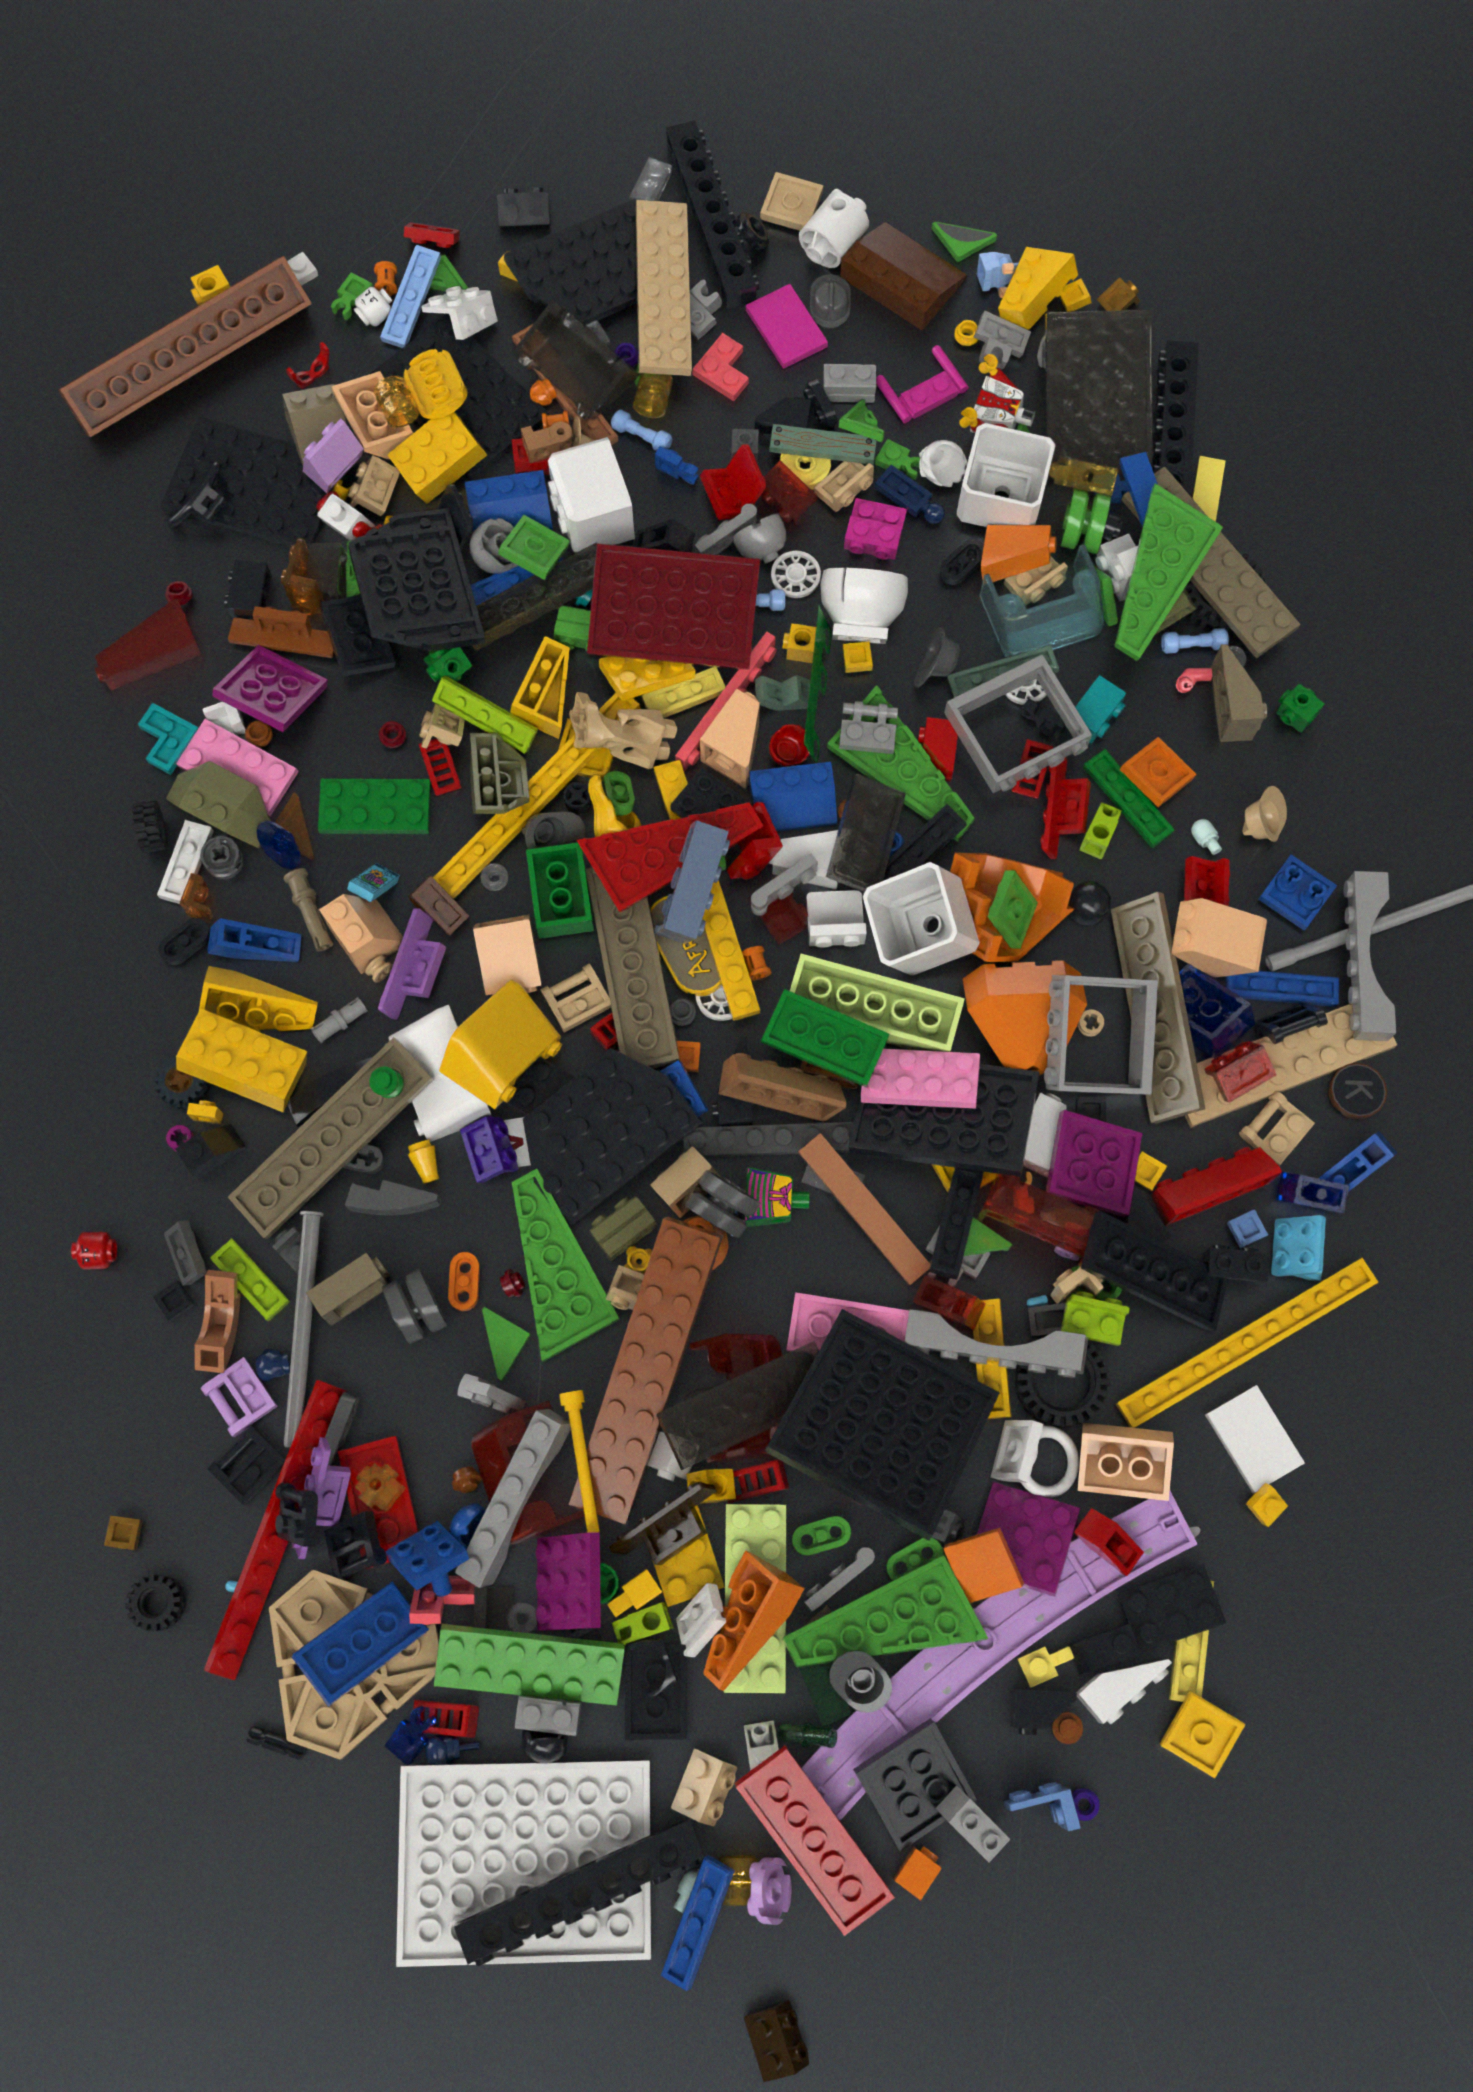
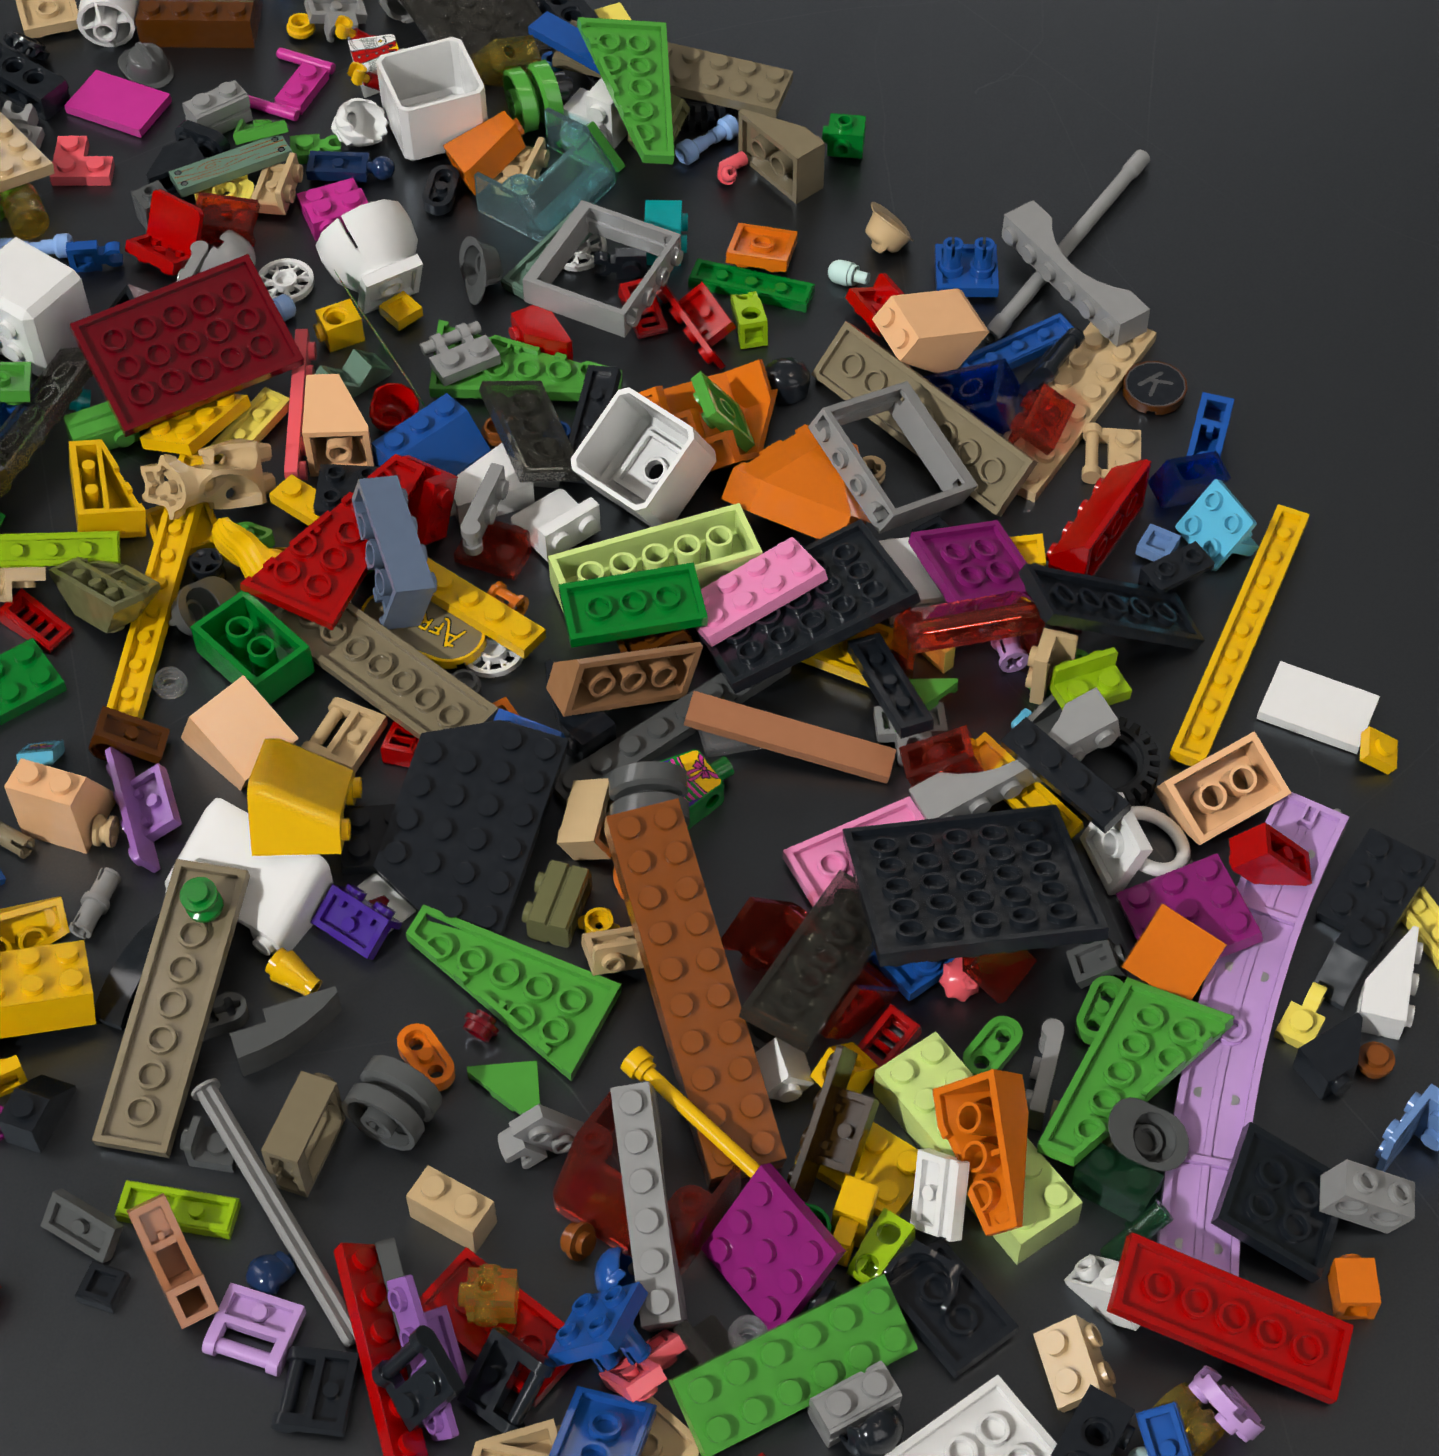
camera: 35 degrees left, 20 degrees down
(404, 1403) = (451, 1208): none -> tan brick
(1012, 1385) = (1065, 775): none -> black plate

